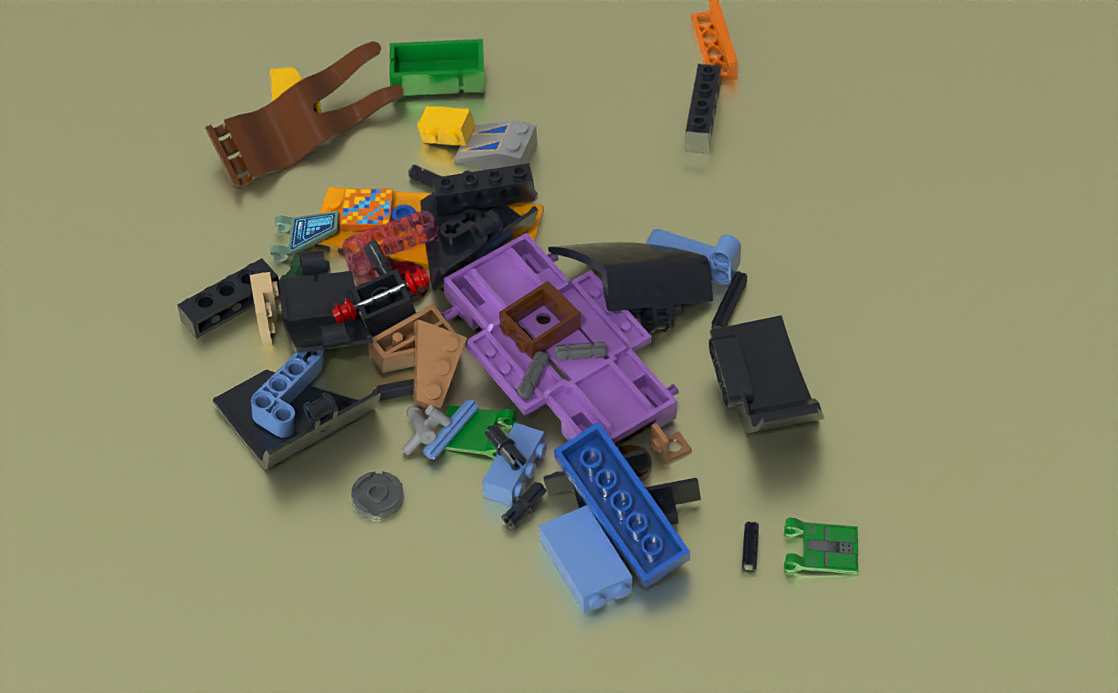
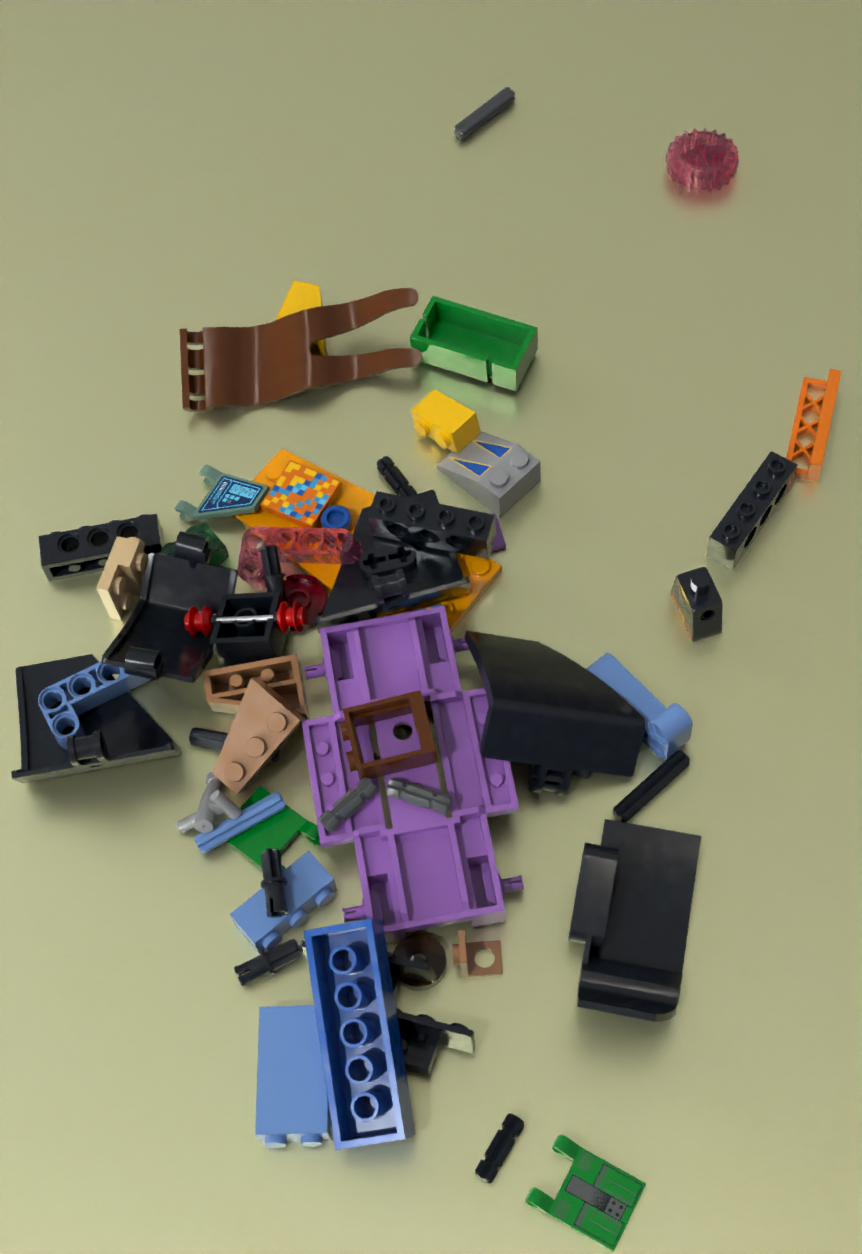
camera: 30 degrees right, 10 degrees up
(377, 495) = (120, 870): dark grey tile -> none
(699, 176) = (694, 595): none -> black torso

